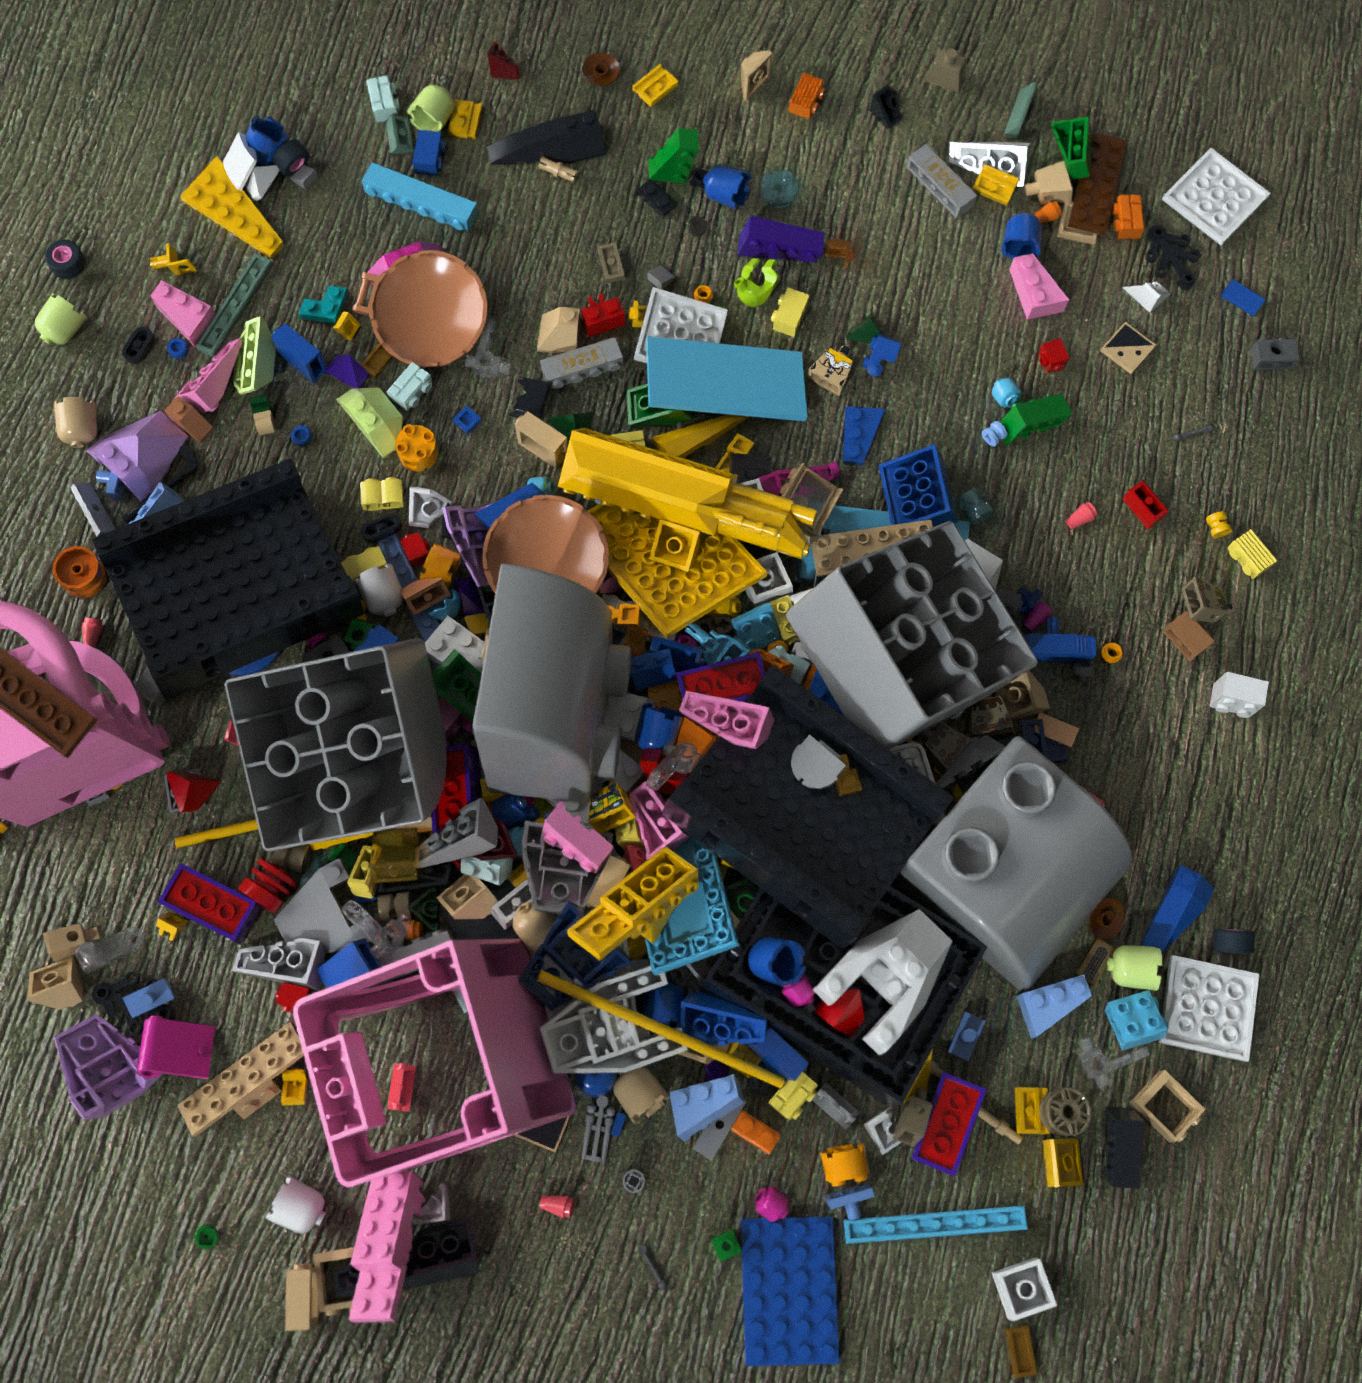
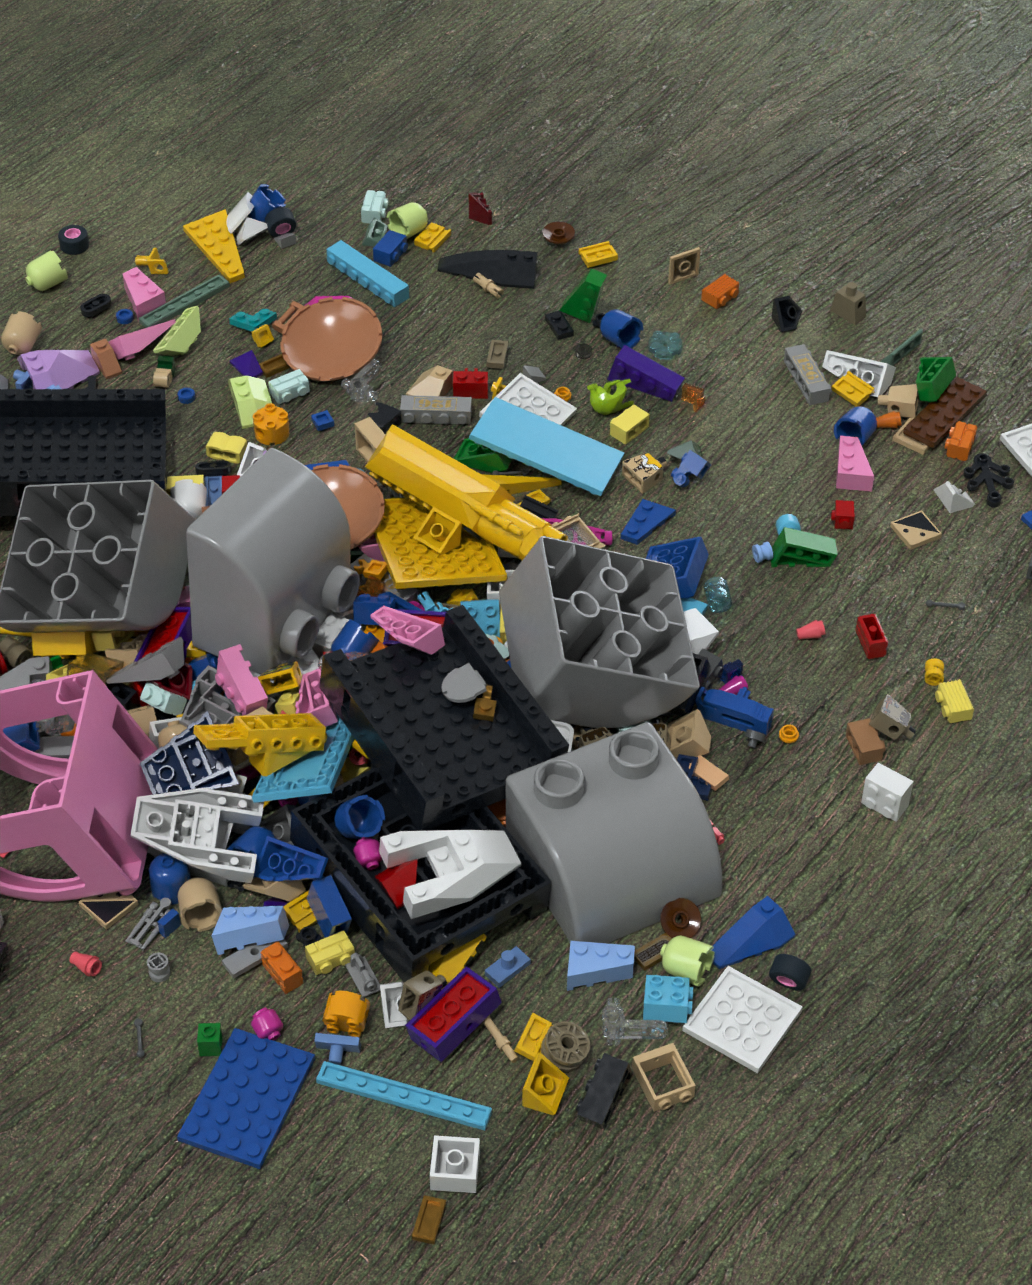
camera: 25 degrees right, 25 degrees down
(299, 353) = (214, 339): blue brick -> none
(660, 1029) = (240, 846): yellow piece -> none

